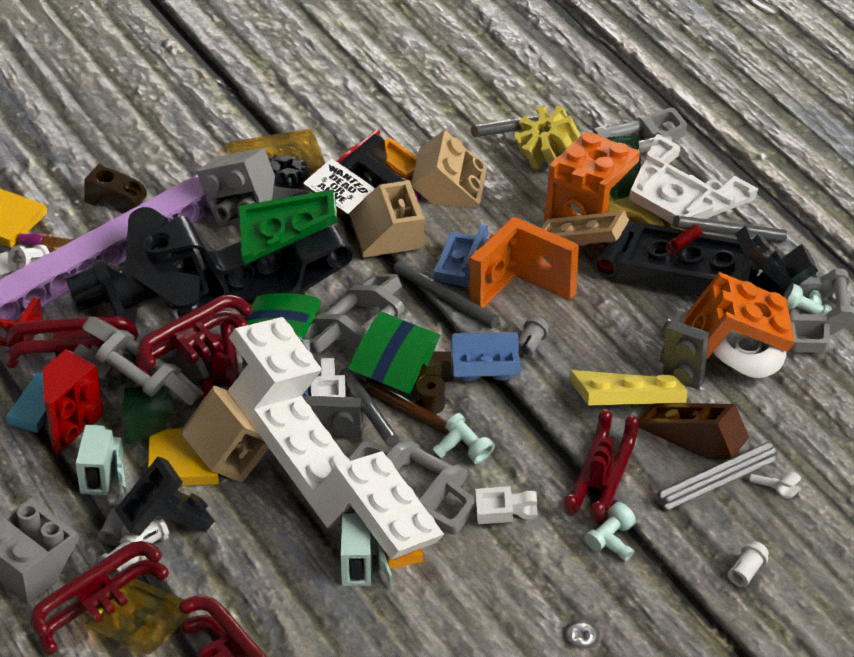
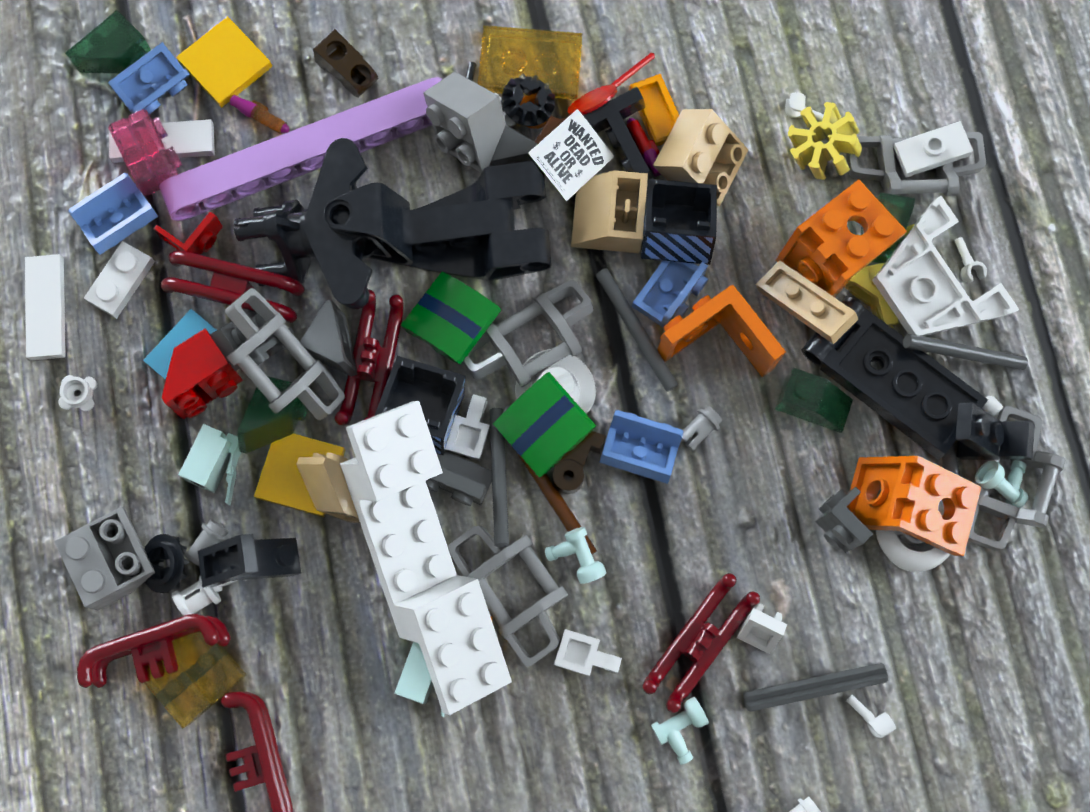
camera: 15 degrees right, 35 degrees up
(28, 254) = (225, 143): white bush -> none
(95, 530) = (160, 549): none -> black gear
(191, 332) = (338, 344): dark red piece -> none
(282, 221) = (487, 208): green wing -> none
(451, 208) = (679, 221): none -> black container
(500, 126) = (794, 109): dark grey bar -> none
(619, 294) = (814, 400): none -> clear green slope
(621, 389) = (767, 540): light yellow wing -> none
(640, 120) = (933, 149): none -> white plate
(650, 446) = (762, 630): none -> white tile
(686, 237) = (910, 364): red piece -> none
(698, 427) = (816, 618): reddish brown slope -> none

